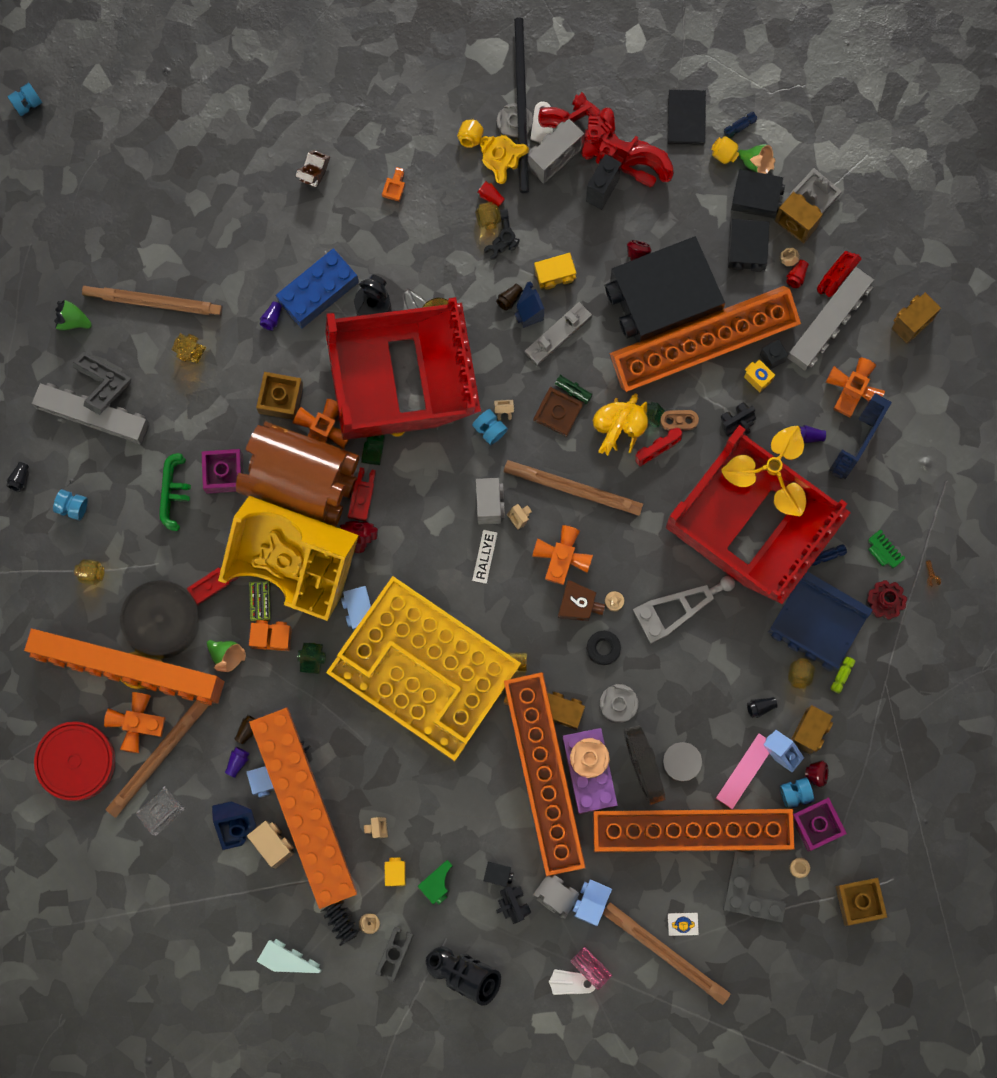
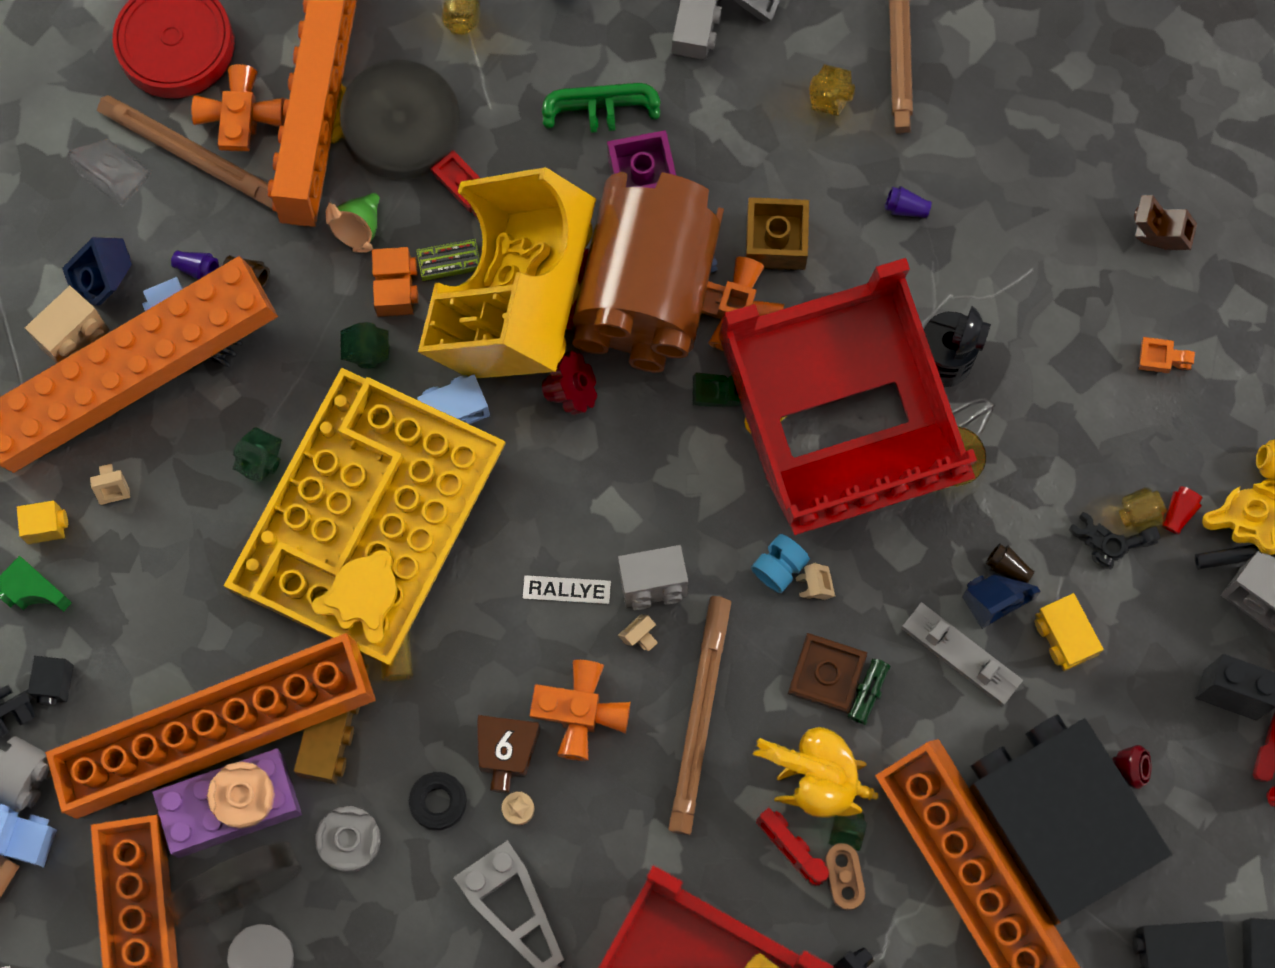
camera: 80 degrees right, 5 degrees down
(317, 288) = (964, 262): blue brick -> none
(361, 496) = (637, 383): red hinge -> none
(373, 732) = (257, 454): none -> clear green brick
(475, 673) = (362, 594): none -> yellow tile

